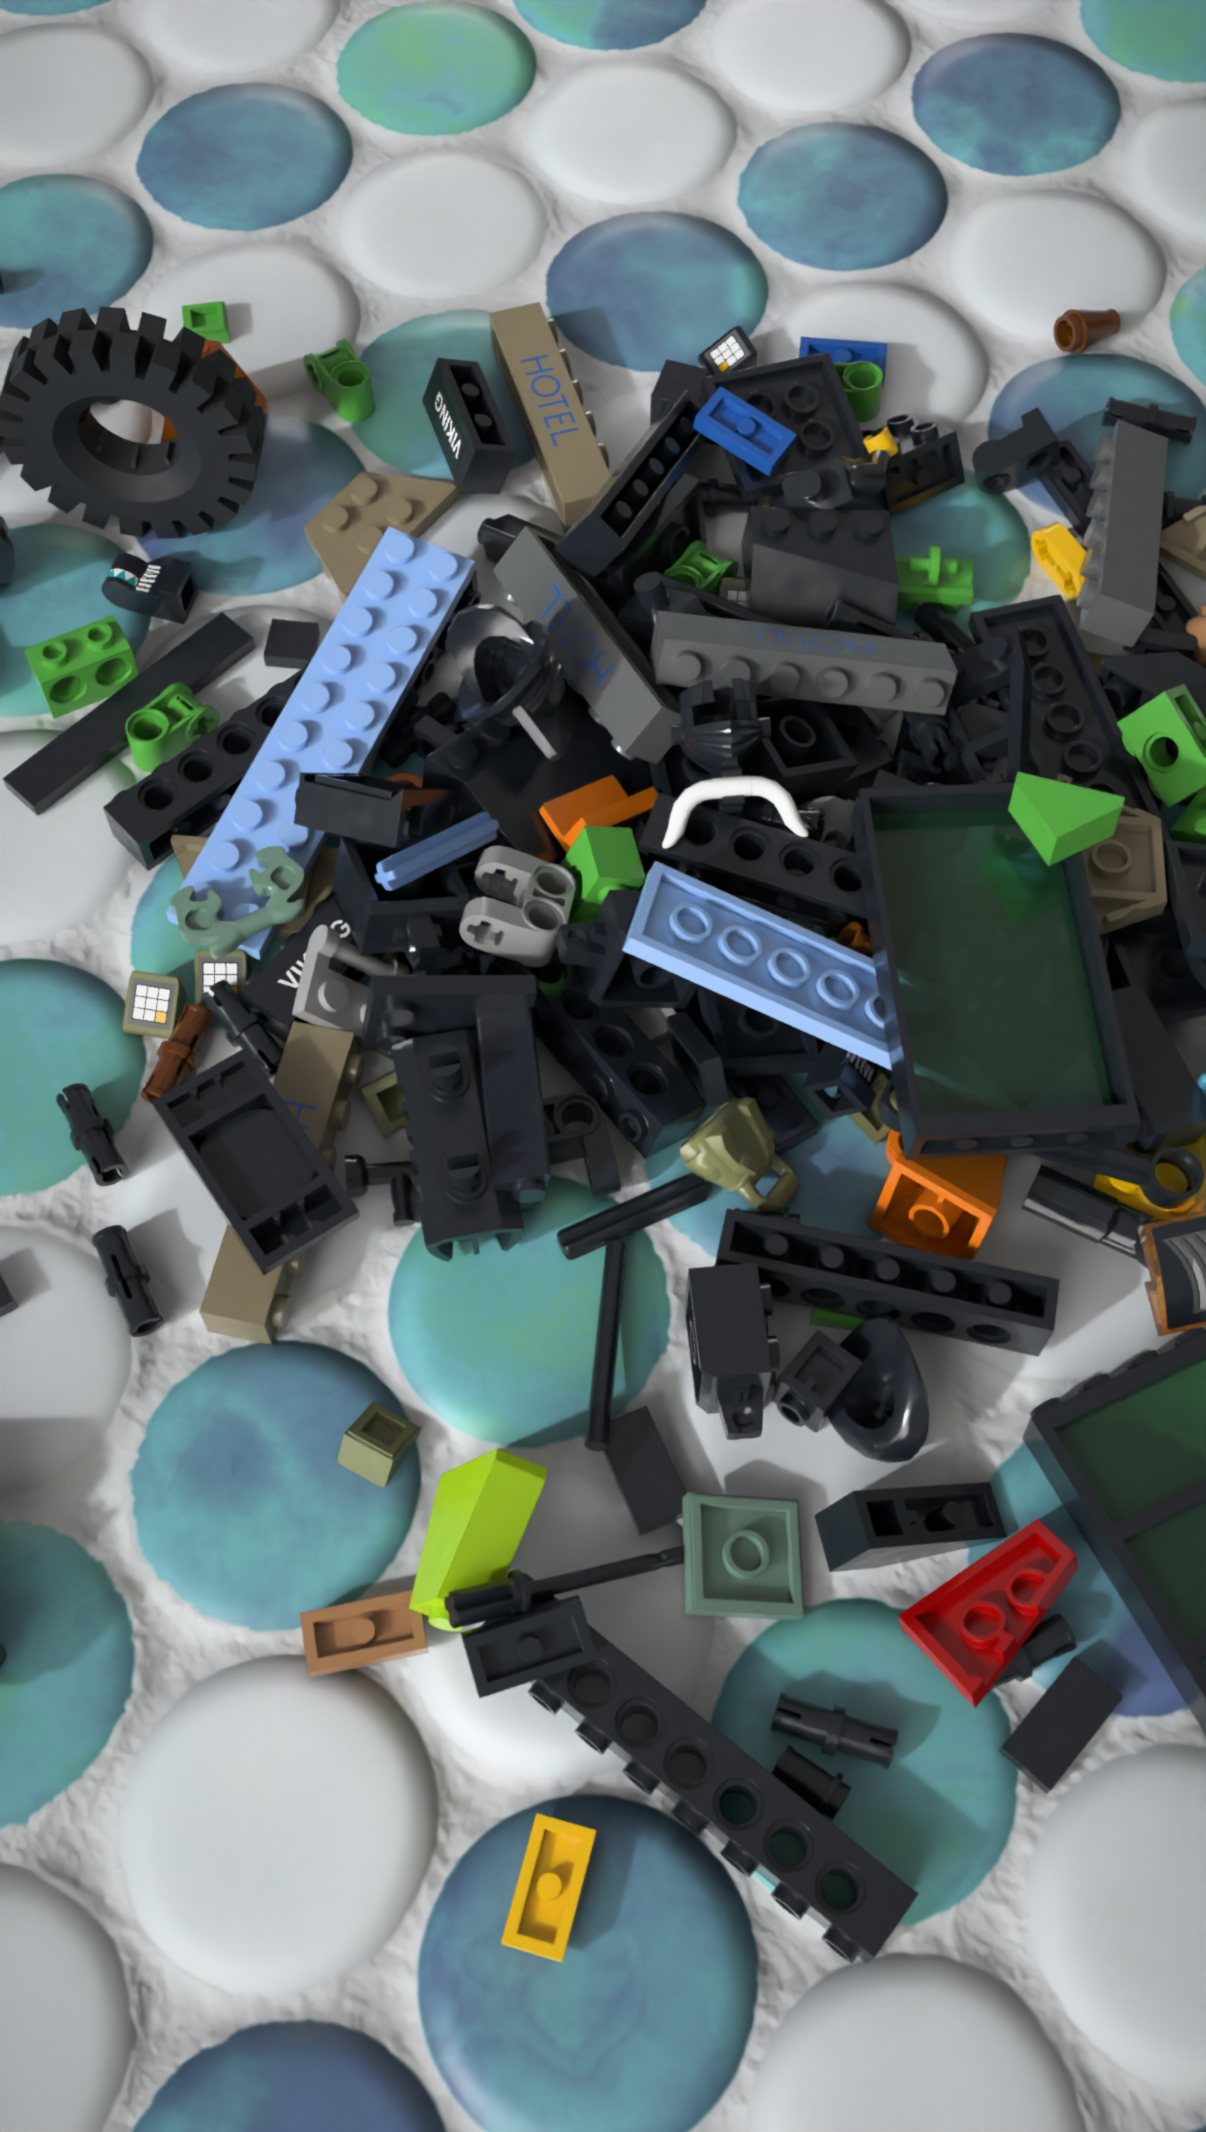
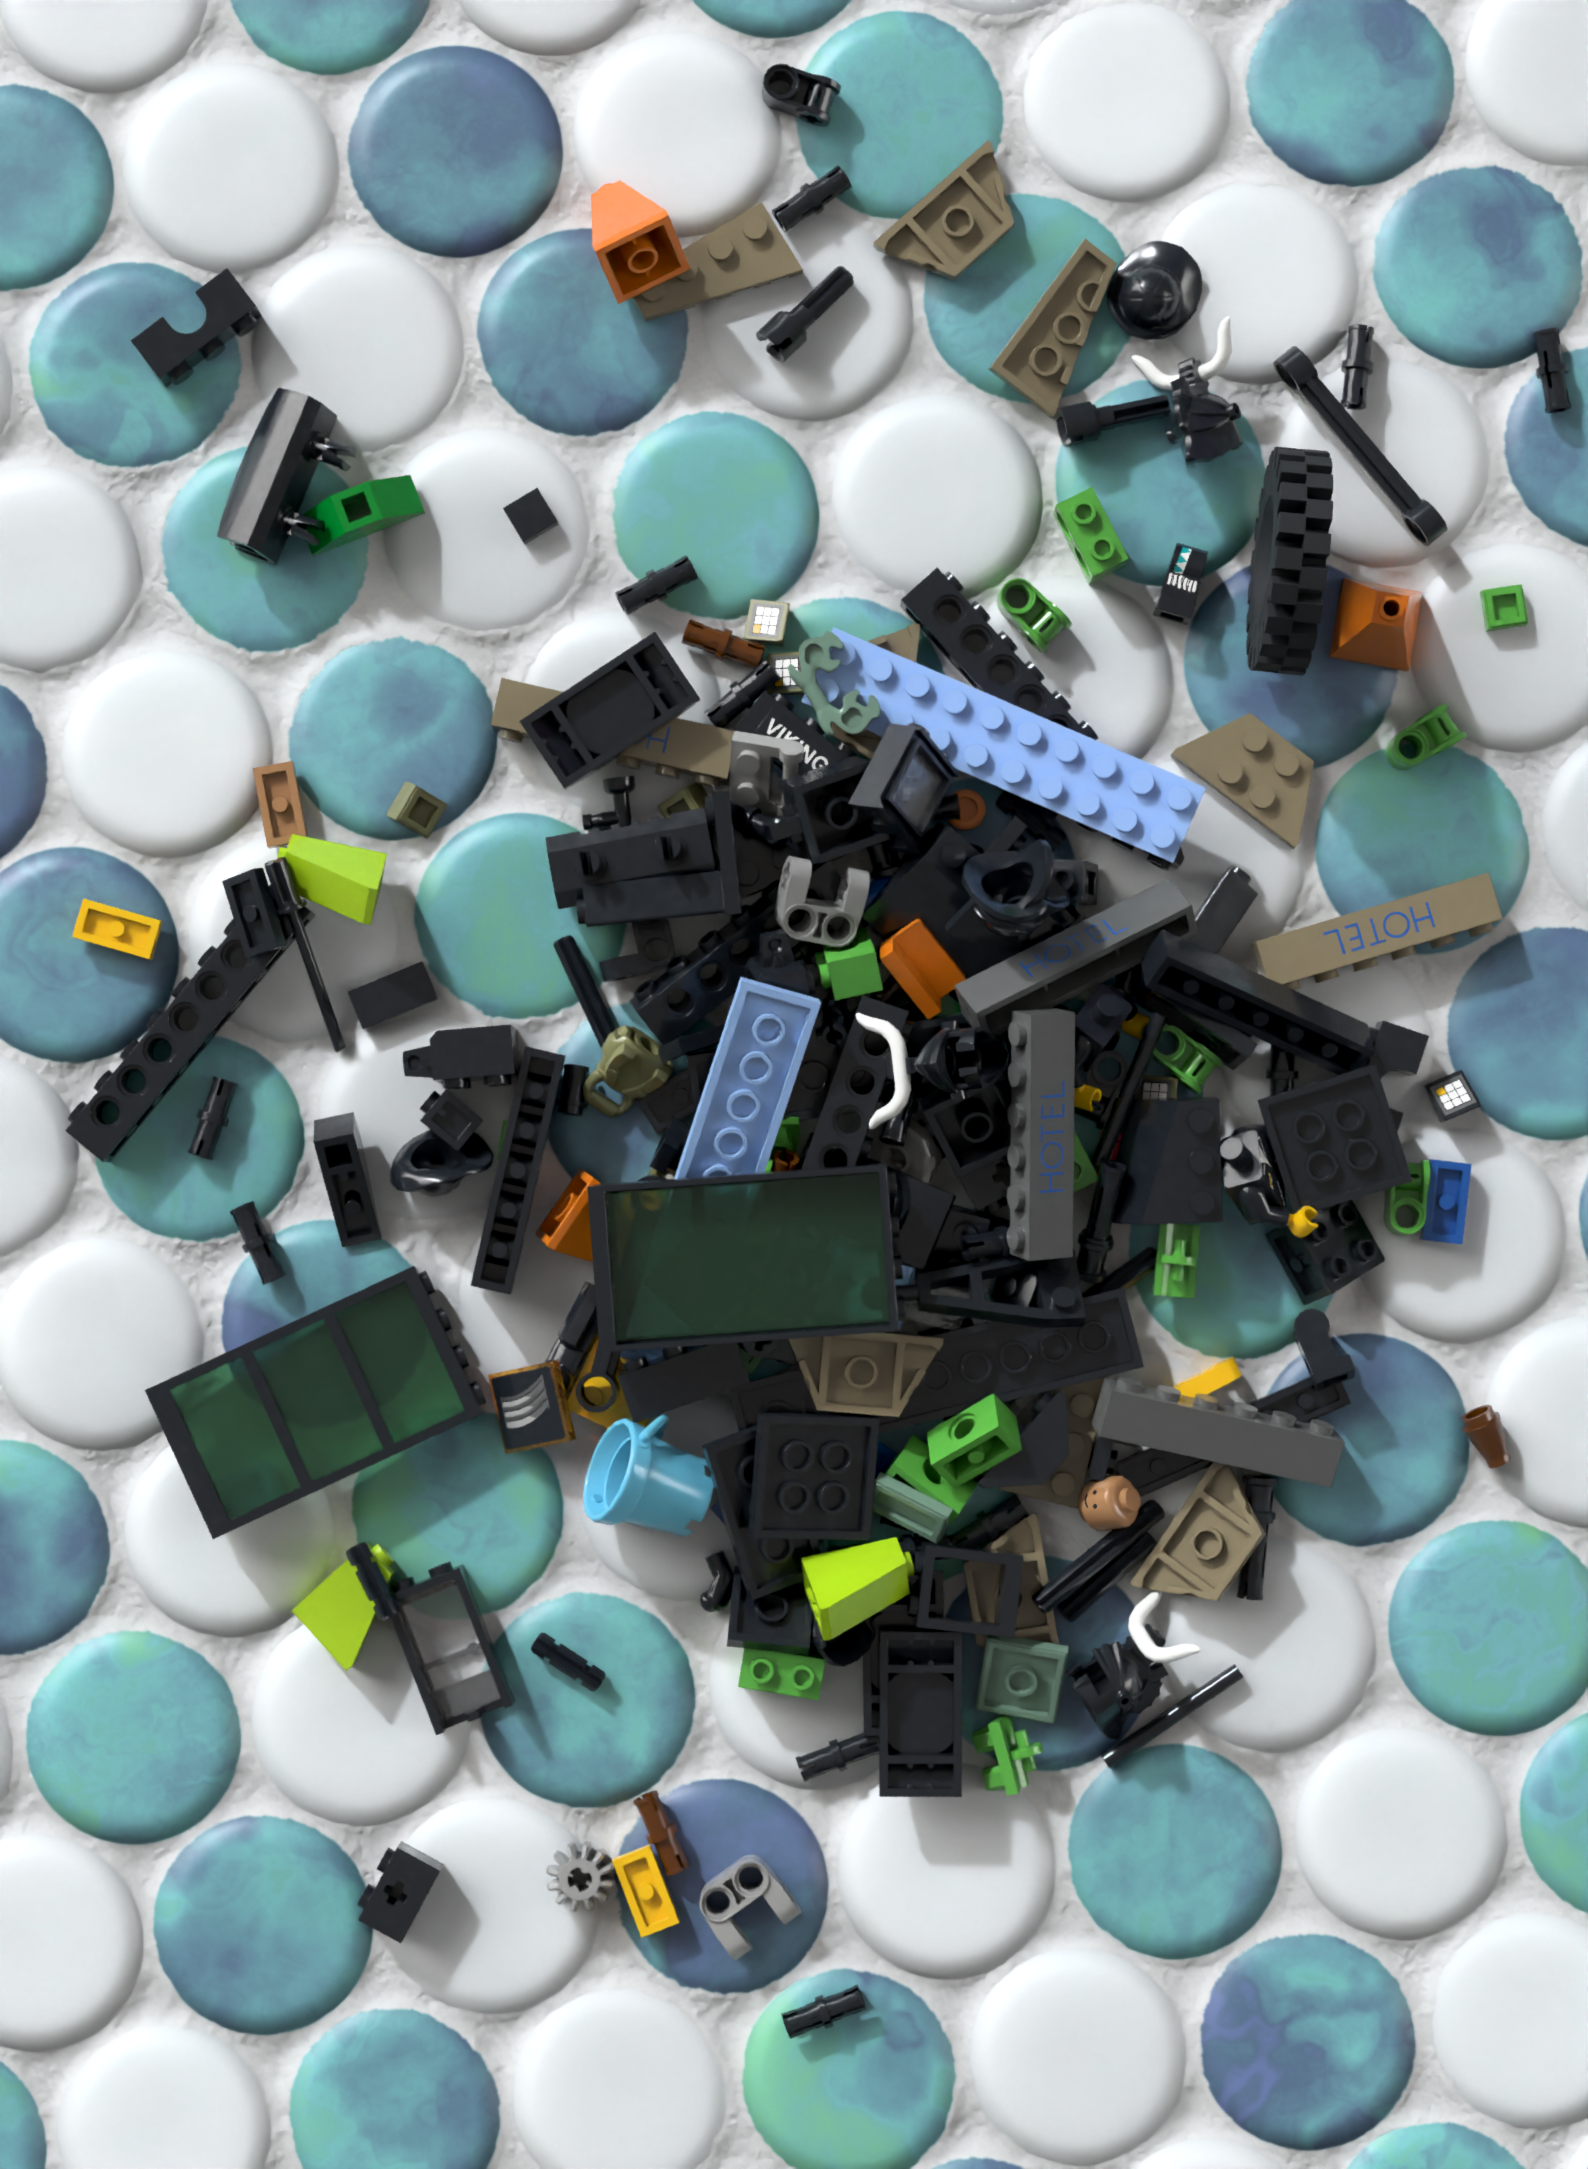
camera: 90 degrees right, 25 degrees up
(102, 731) = (1053, 578): black tile -> none
(127, 1281) = (537, 622): black pin -> none
(291, 643) = (1123, 709): black tile -> none
(436, 851) = (858, 837): medium blue axle -> none
(469, 426) = (1354, 855): black brick -> none
(606, 1346) = (484, 970): black bar -> none
(742, 1557) = (327, 1061): sand green tile -> none
(744, 431) = (1307, 1099): blue plate -> none
(812, 1782) = (178, 1100): black pin -> none
(990, 1609) = (287, 1227): red wing -> none
(1060, 1724) = (215, 1270): black tile -> none
(1062, 816) = (849, 1316): bright green slope -> none
(1151, 418) = (1371, 1479): black pin -> none

